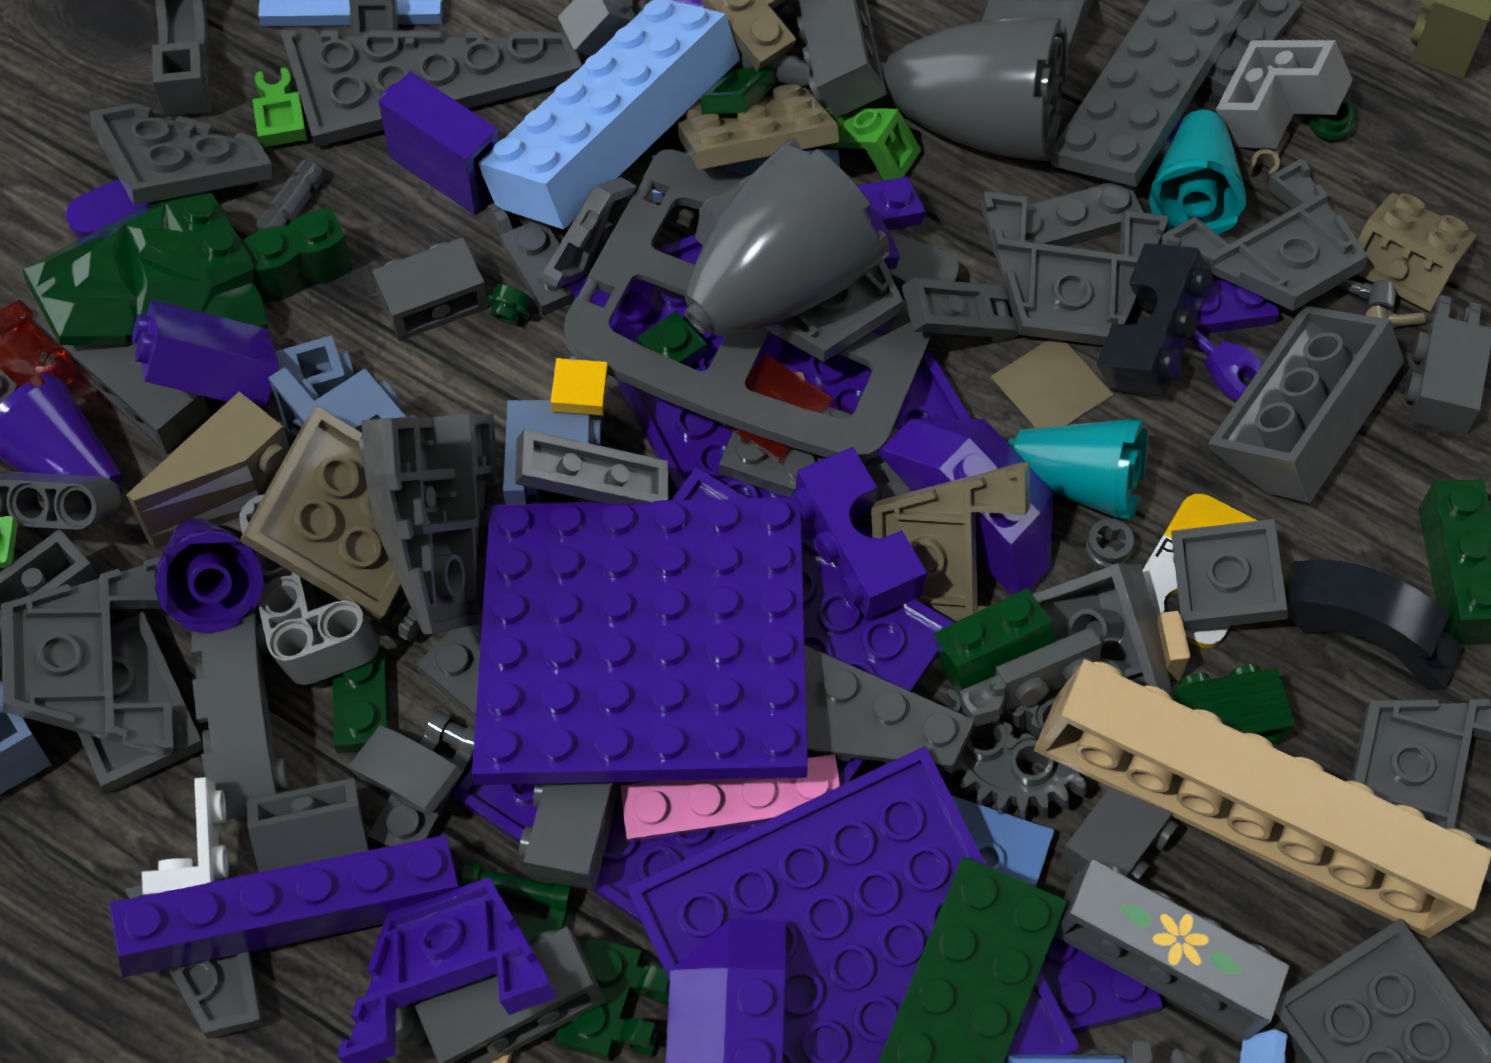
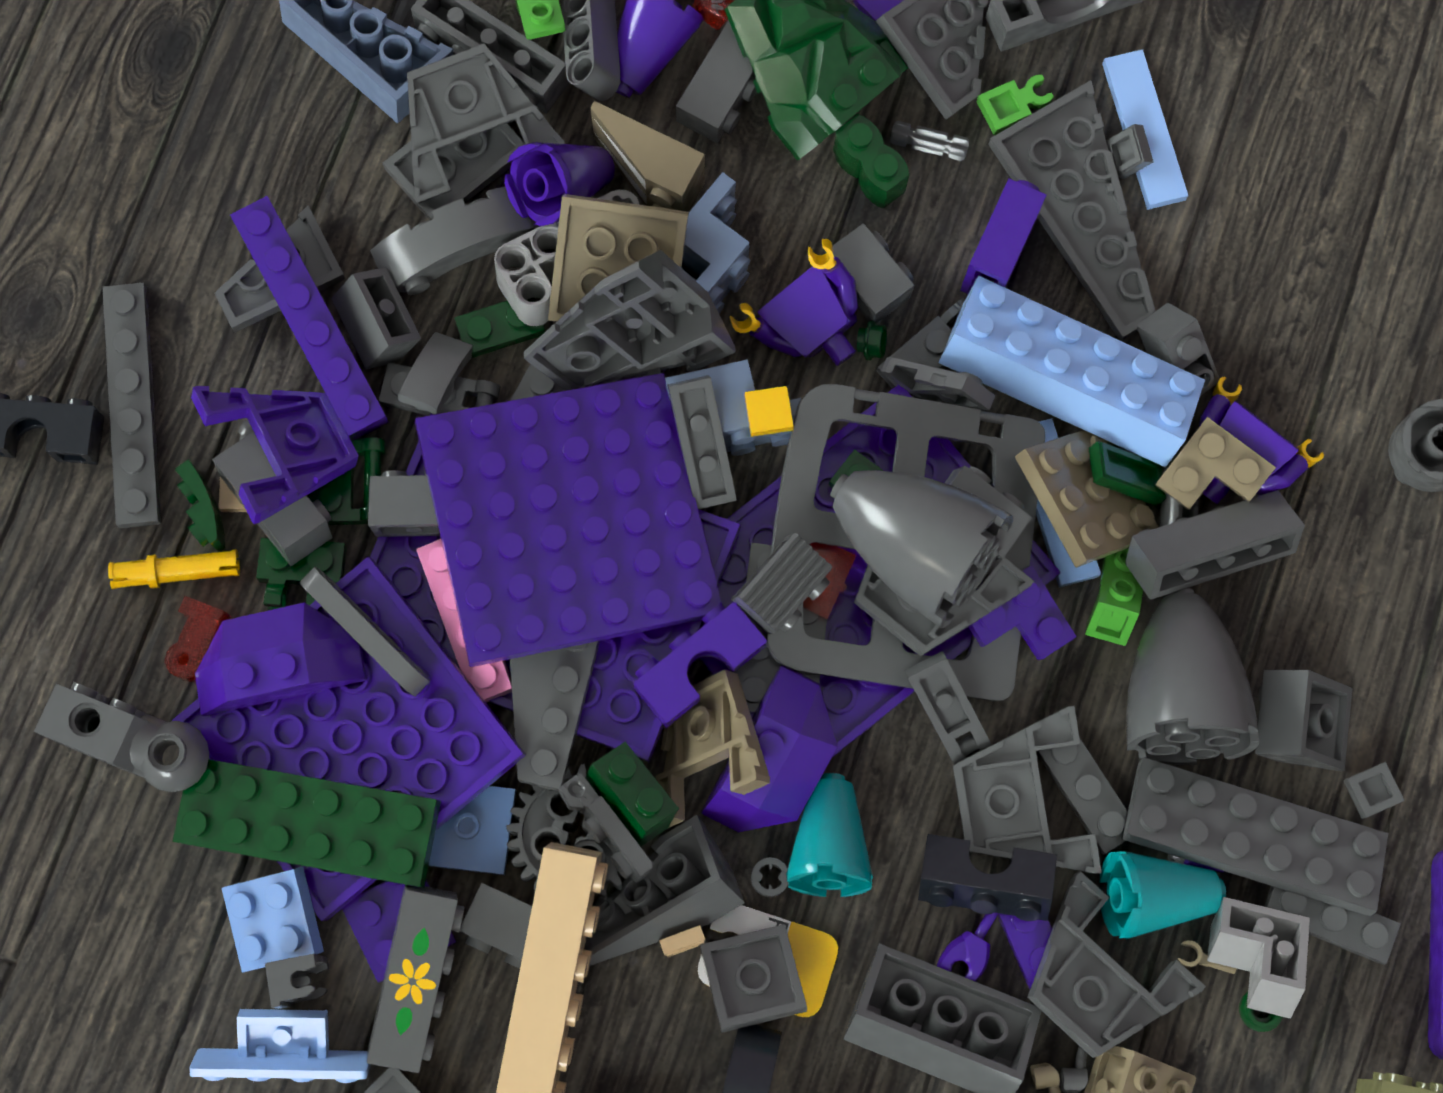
camera: 75 degrees right, 15 degrees up
(204, 353) = (740, 118): dark purple brick -> none
(212, 857) = (330, 256): white bracket -> none
(317, 363) = (765, 195): sand blue brick -> none
(459, 345) = (809, 311): none -> dark purple torso
(726, 901) = (365, 631): none -> dark grey beam
(791, 412) = (783, 584): none -> dark grey brick
(1051, 385) = (914, 803): dark tan sticker -> none
(1244, 700) = (634, 998): dark green brick -> none

